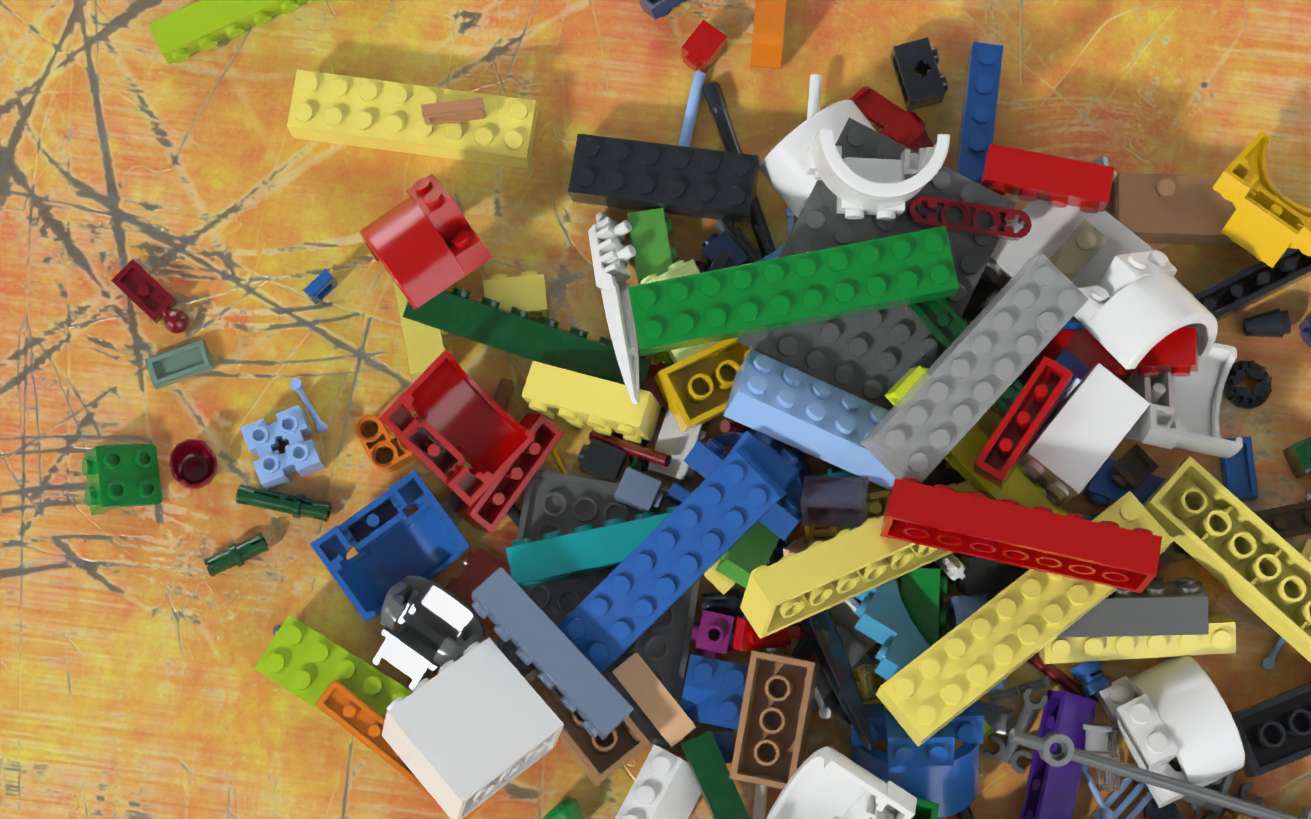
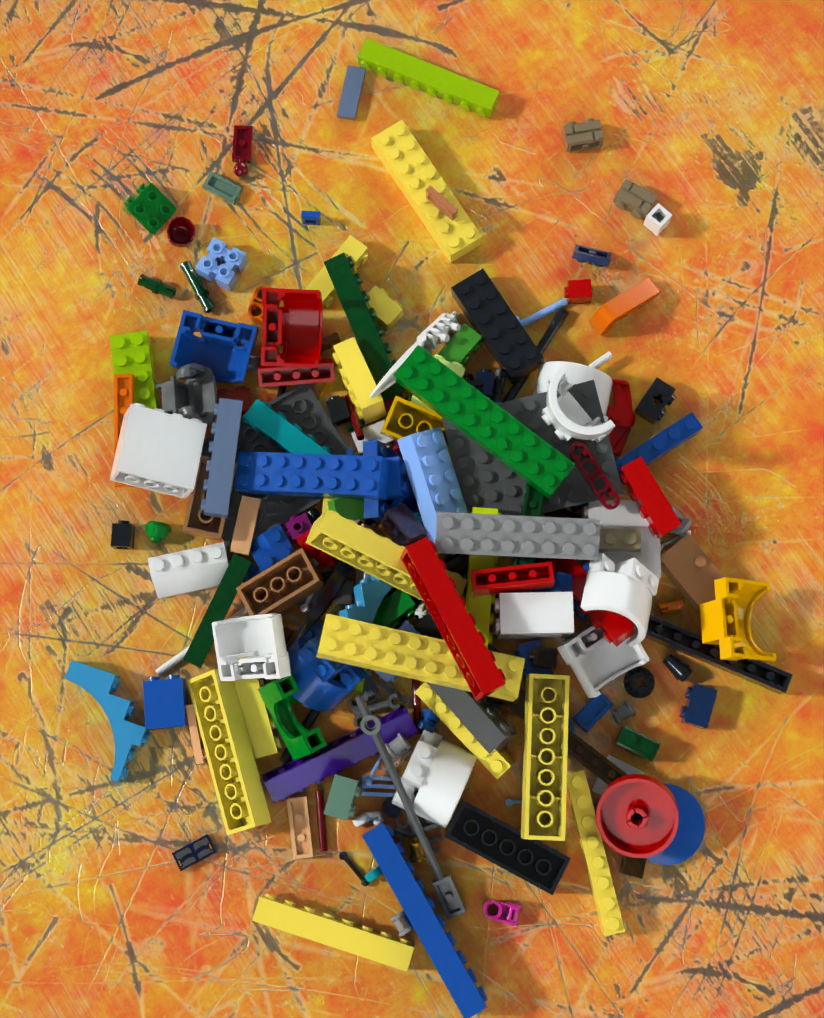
camera: 50 degrees right, 0 degrees up
(199, 102) = (351, 93): none -> sand blue tile
(296, 385) = (257, 246): light blue hinge -> none
(425, 242) = (356, 240): piece -> none
(639, 491) = (336, 437): sand blue brick -> none
(1187, 265) = (672, 605): none -> orange pin
(1269, 434) = (622, 712): none -> dark grey bush

